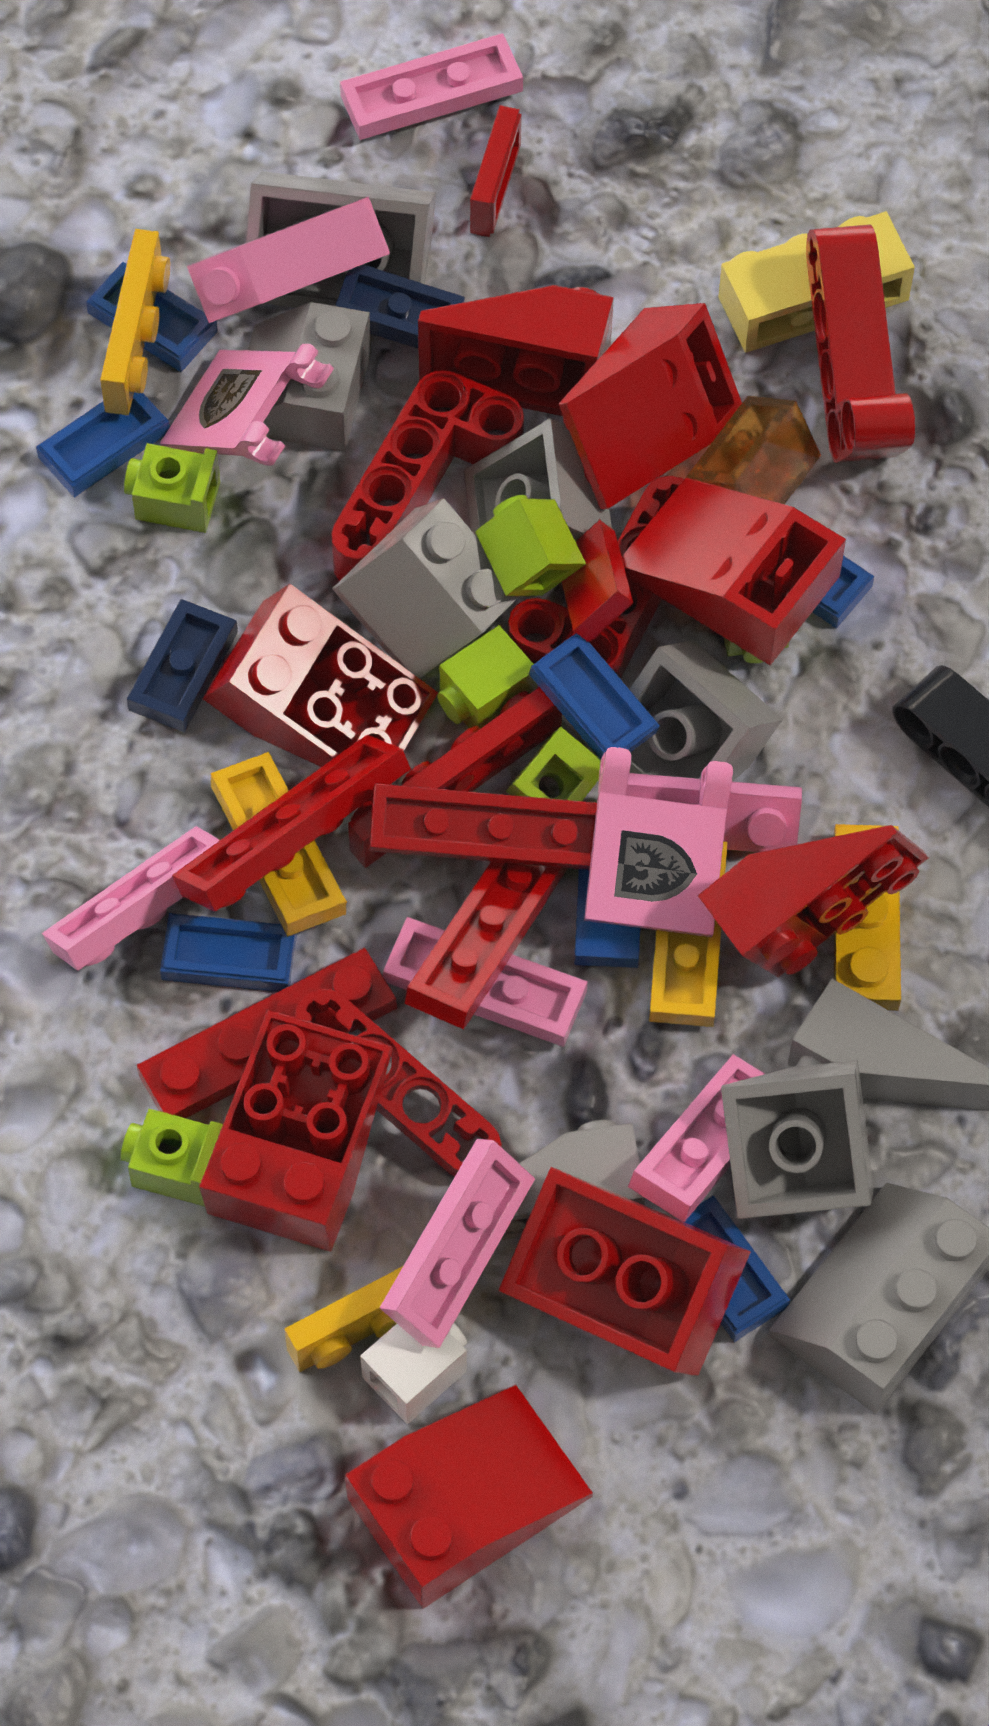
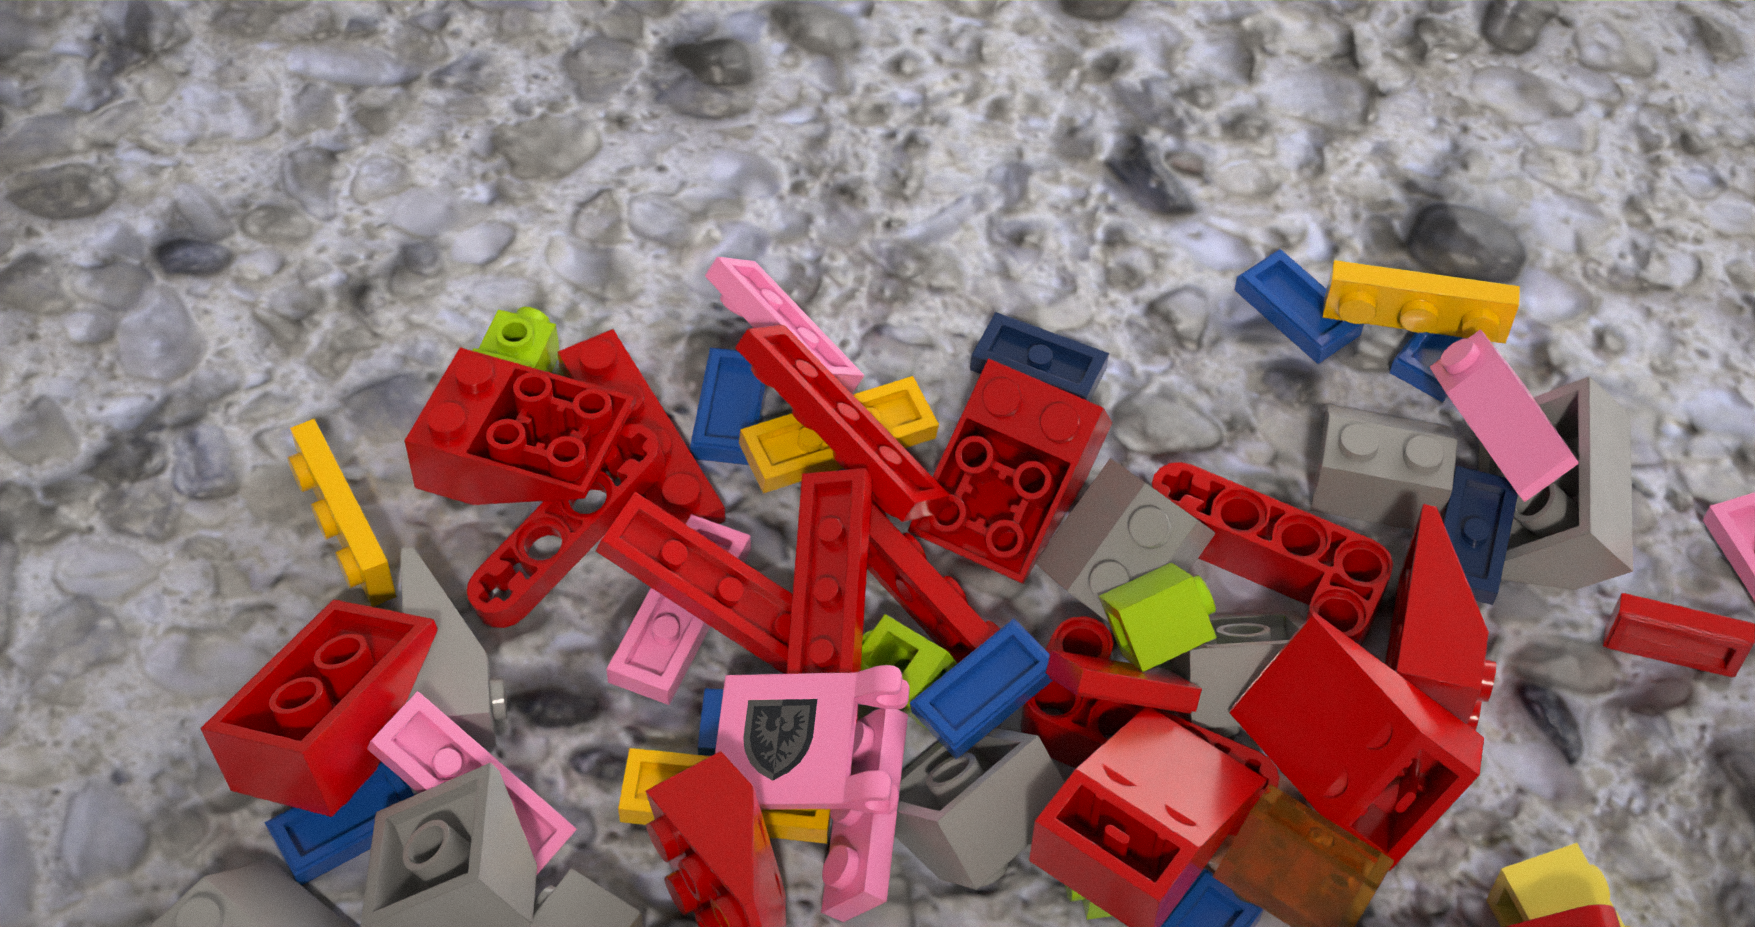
camera: 90 degrees right, 10 degrees down
(174, 486) = (1243, 341): lime brick -> none
(236, 398) = (1353, 393): bright pink flag -> none
(413, 1374) = (277, 537): white brick -> none
(457, 1243) = (363, 538): bright pink plate -> none
(464, 1492) = (141, 577): red slope -> none
(483, 679) = (1023, 594): lime brick -> none

